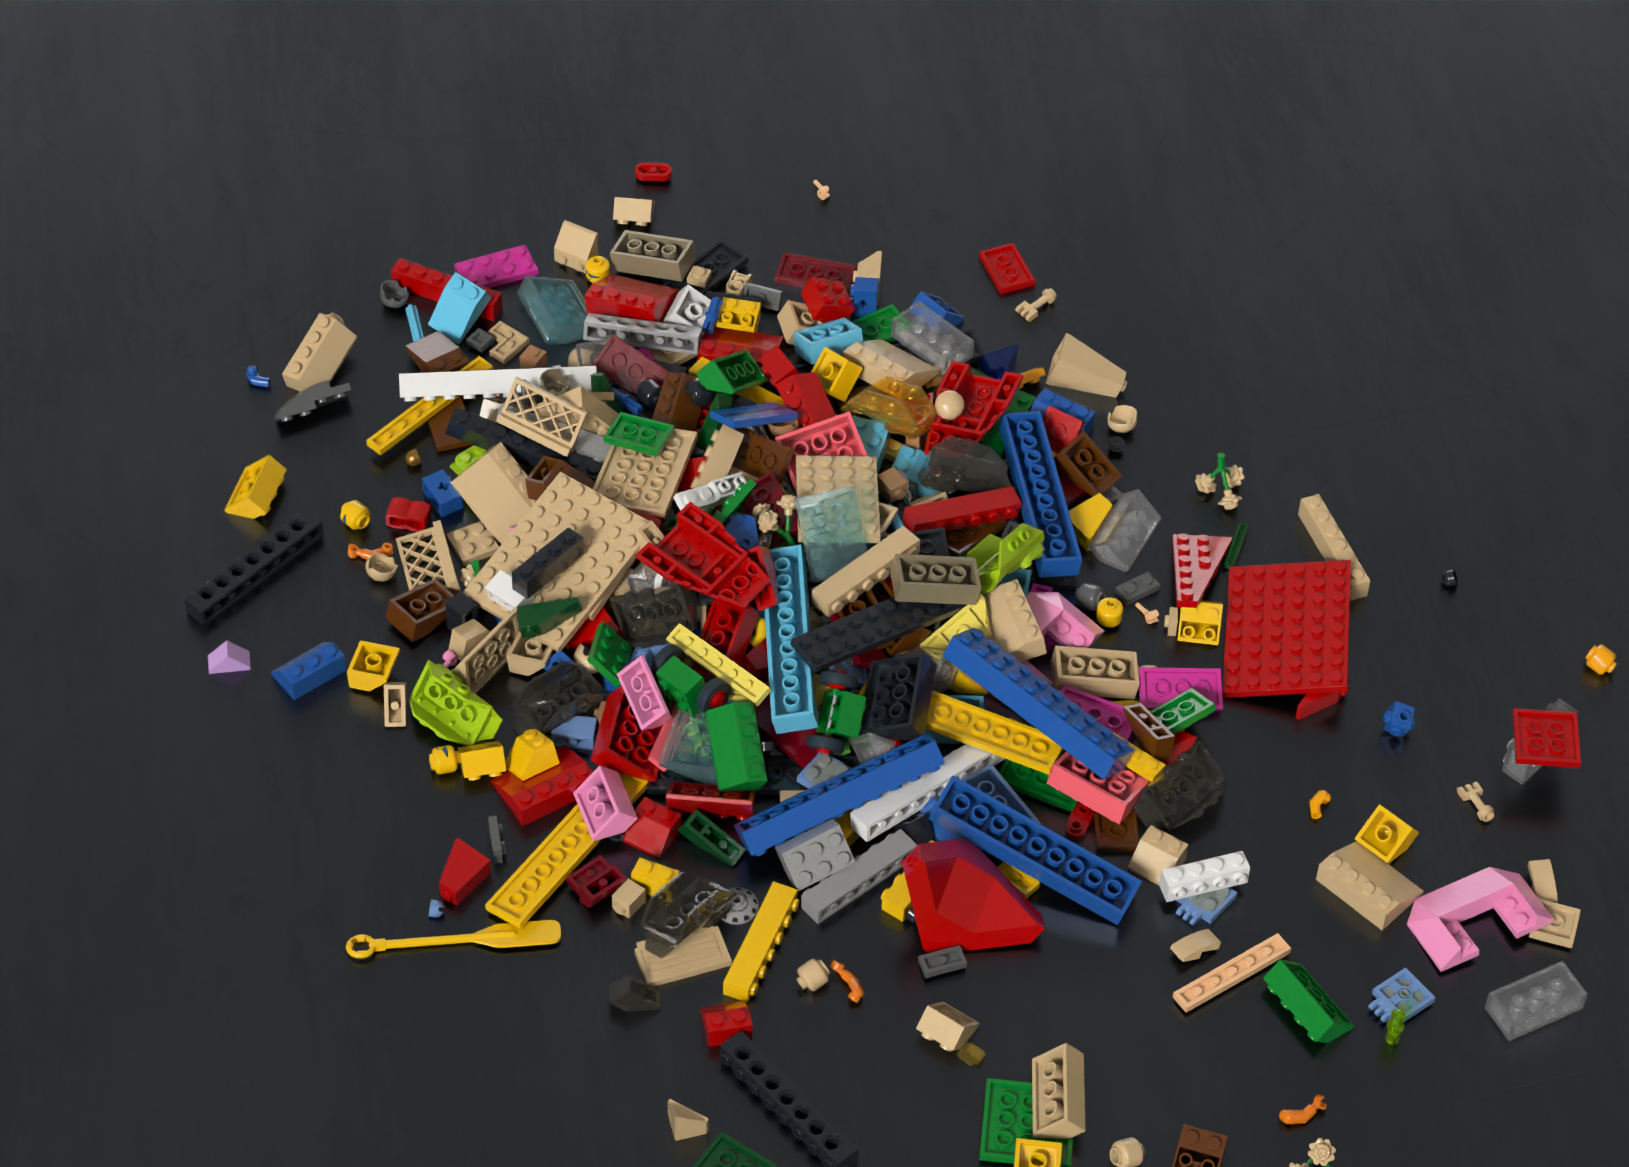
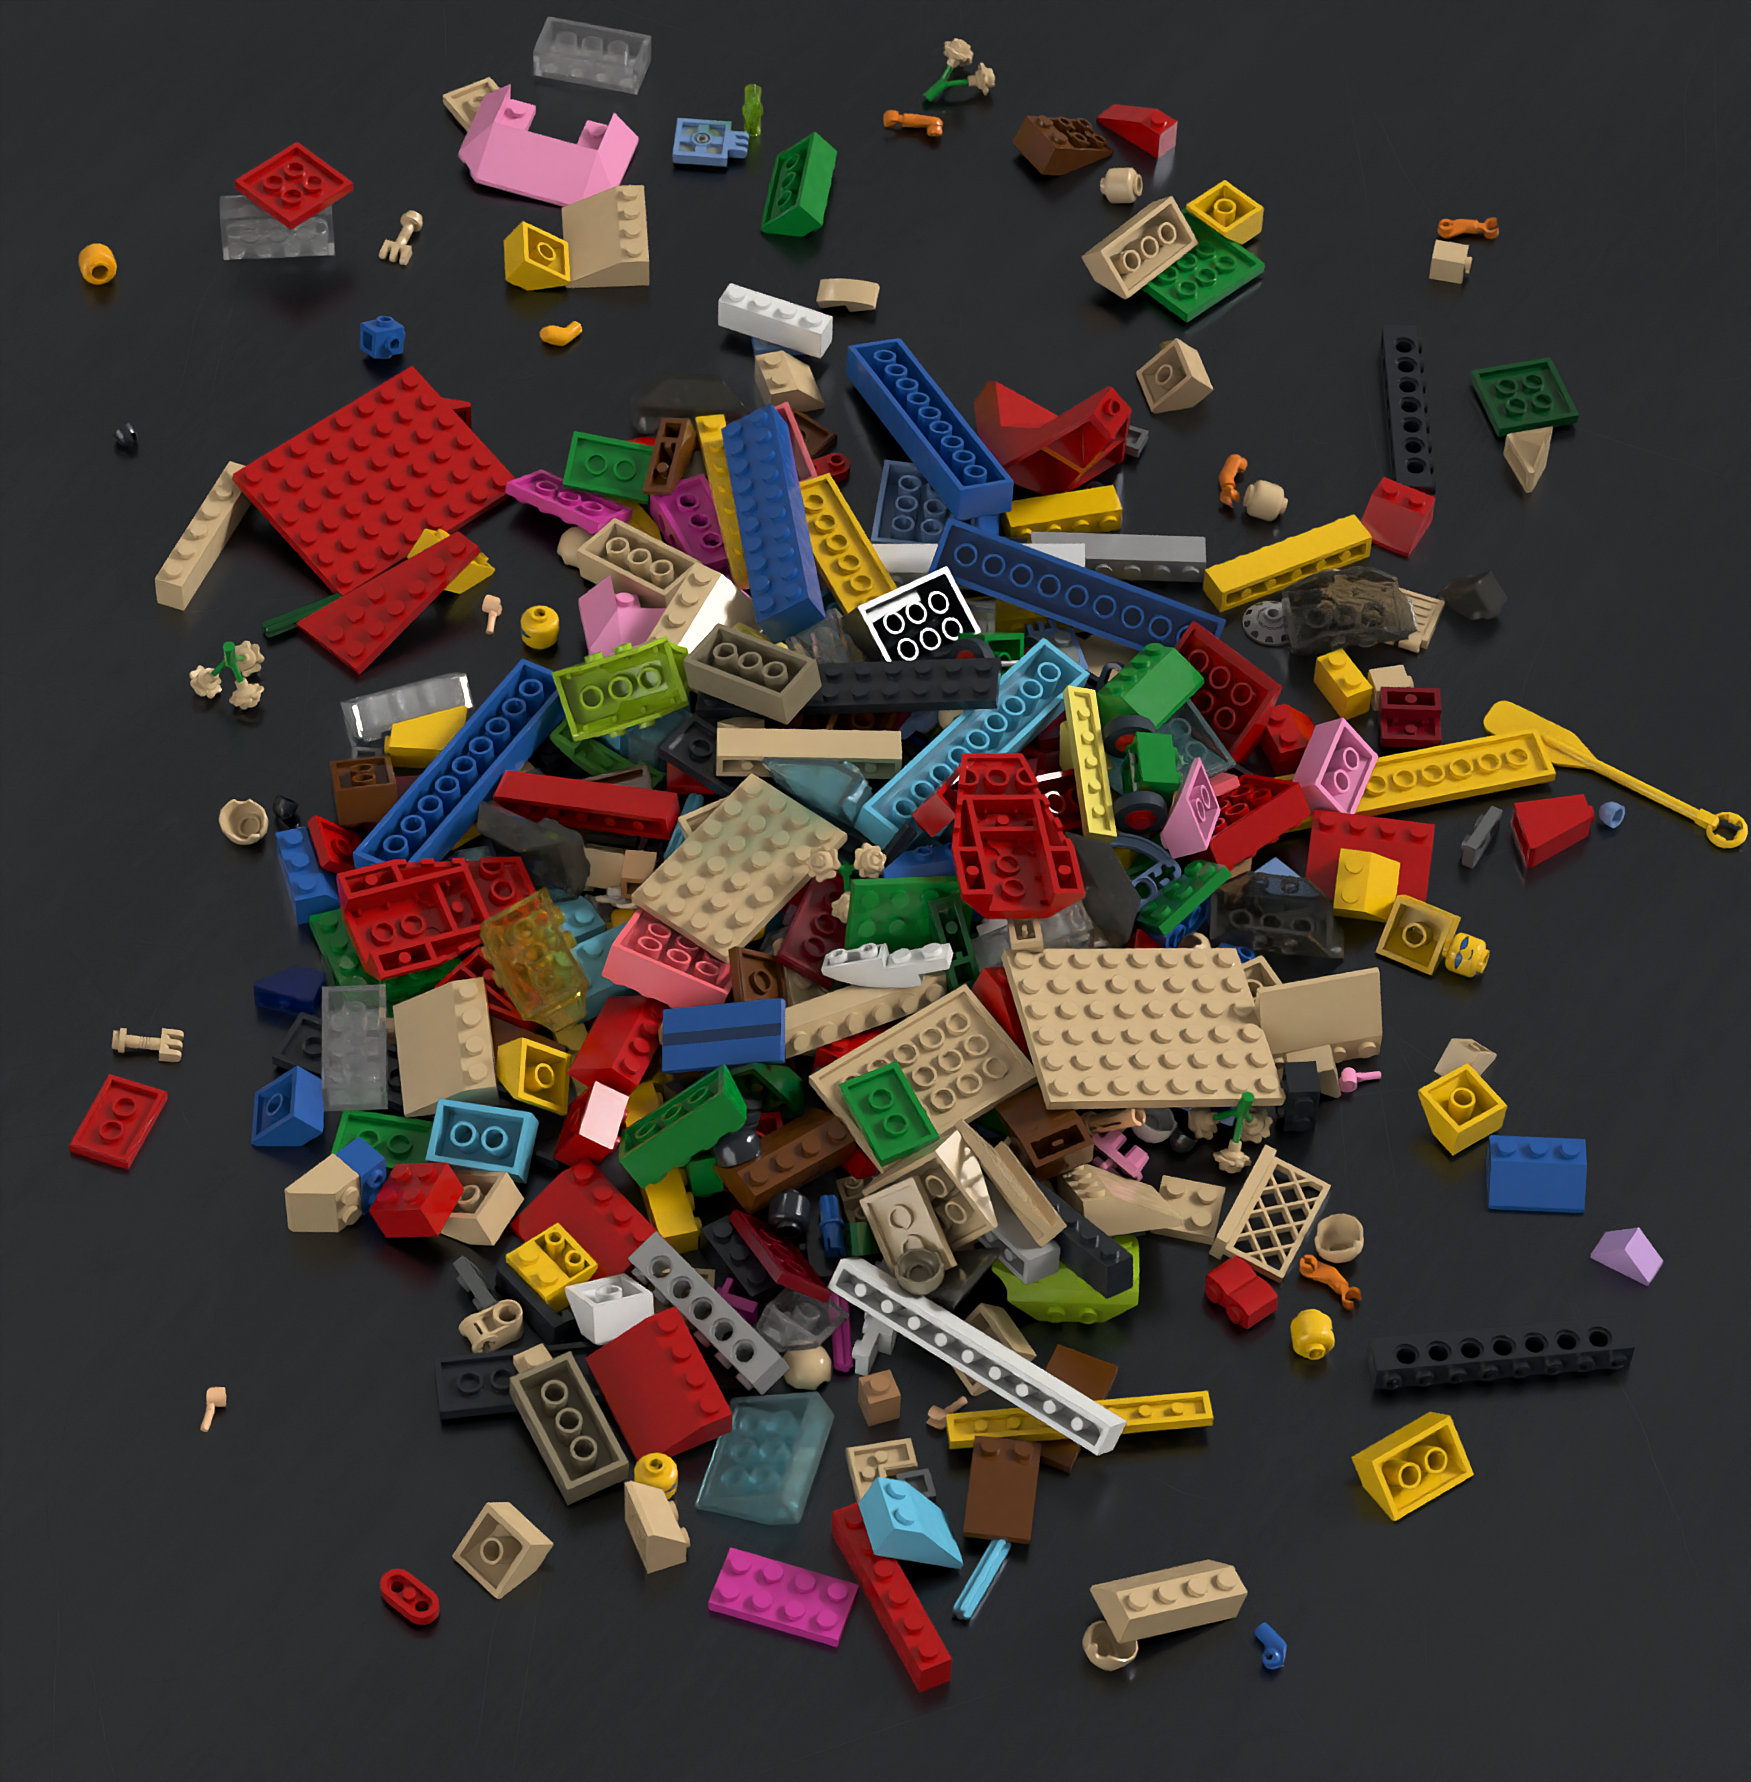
camera: 140 degrees left, 0 degrees up
(305, 400) = (1231, 1544): dark grey slope -> none
(393, 295) = (971, 1638): dark grey hair -> none
(413, 458) = (1163, 1374): pearl gold hinge -> none
(419, 609) = (1335, 1147): reddish brown slope -> none
(442, 493) = (1170, 1293): blue brick -> none
(451, 707) = (1413, 1001): lime slope -> none
(501, 592) = (1243, 1022): white brick -> none
(544, 616) = (1226, 964): dark green slope -> none
(547, 563) = (1182, 986): black brick -> none
(712, 315) = (594, 1270): blue axle -> none
(798, 269) = (367, 1285): dark red tile -> none
(815, 854) = (1158, 574): light grey brick -> none
(949, 405) = (454, 917): tan hair -> none
(1032, 376) = (286, 952): light orange plate -> none
(1084, 370) = (217, 910): tan slope -> none
(1089, 596) = (538, 652): dark grey head -> none
(1137, 588) = (468, 646): dark grey plate -> none
(1171, 621) = (481, 579): tan plate -> none
(1231, 972) = (840, 255): light nougat plate -> none
(1543, 880) = (439, 140): tan slope -> none

